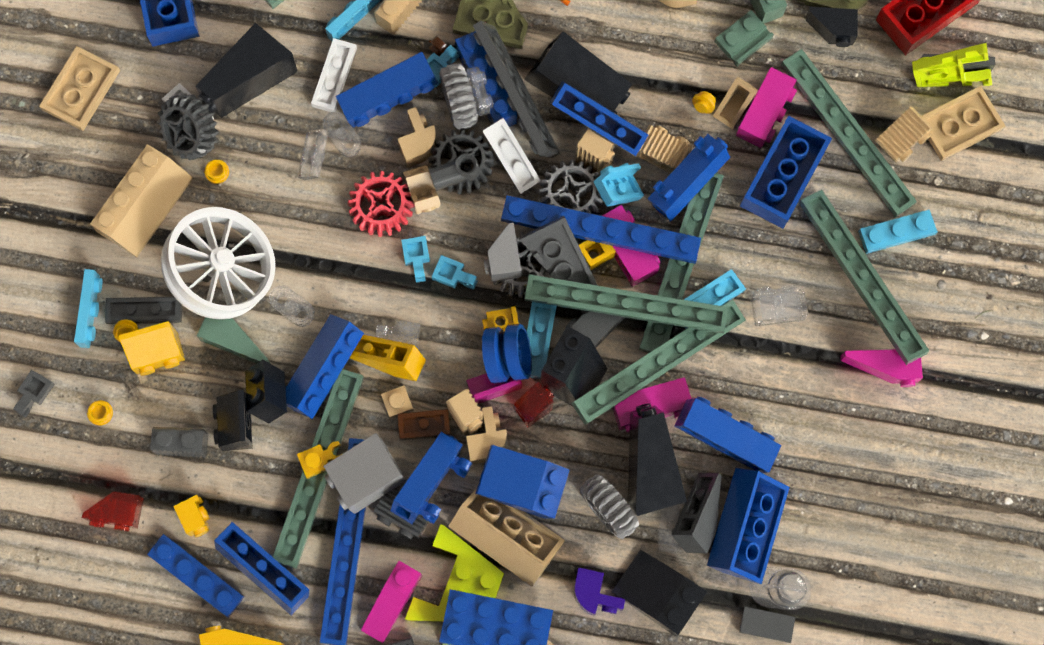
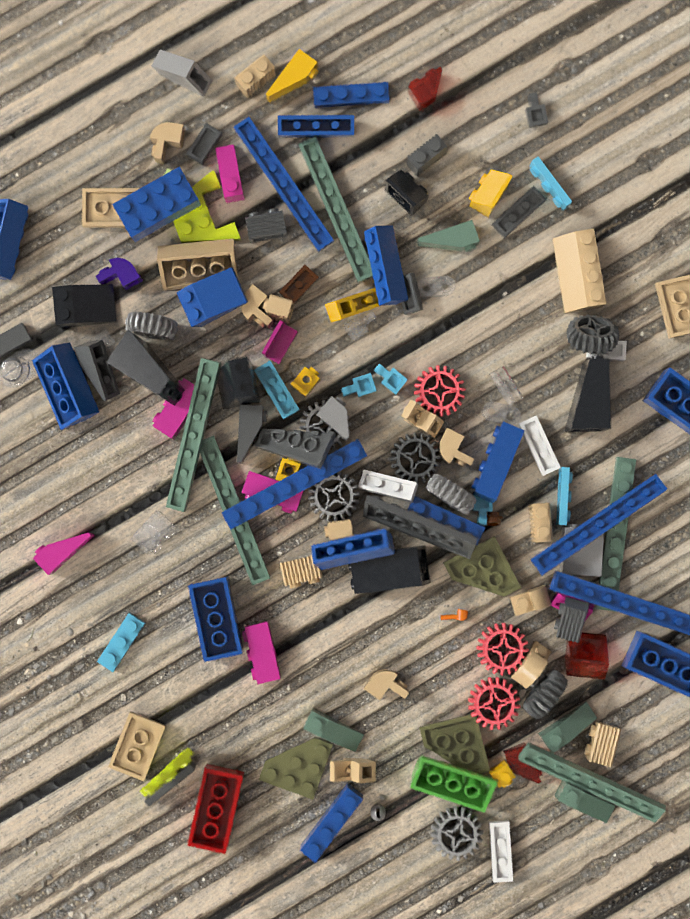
camera: 145 degrees right, 10 degrees up
(100, 412) = (487, 134): yellow plate -> none
(124, 326) = (516, 190): yellow plate -> none
(193, 516) = (381, 122): yellow brick -> none
(216, 171) = (553, 327): yellow plate -> none
(218, 263) = (497, 269): white wheel -> none
(265, 391) = (402, 221): black brick -> none
(315, 459) = (339, 211): yellow plate -> none
(327, 306) = (414, 302): none -> dark grey tile
(363, 474) = (304, 223): light grey brick -> none
(397, 401) = (326, 285): tan plate -> none
(426, 478) = (268, 254): blue brick -> none
(451, 172) = (411, 441): dark grey piece -> none
(477, 82) = (446, 509): clear plate -> none
(507, 353) = (283, 360): blue wheel -> none
(534, 404) = (244, 346): clear red slope -> none
(618, 184) = (307, 521): medium azure bracket -> none
(626, 303) = (240, 450): sand green plate -> none
(689, 176) = (270, 564): blue brick -> none
(704, 102) = (303, 623): yellow plate -> none
(719, 291) = (197, 500): medium azure plate -> none
(728, 435) = (118, 425): blue brick -> none
(735, 103) = (283, 637): tan slope -> none
(743, 38) = (315, 688): sand green plate -> none
(834, 25) = (264, 744): black slope -> none
(849, 133) = (200, 680): sand green plate -> none
(864, 277) = (116, 591): sand green plate -> none
(904, 134) = (164, 705): tan brick -> none

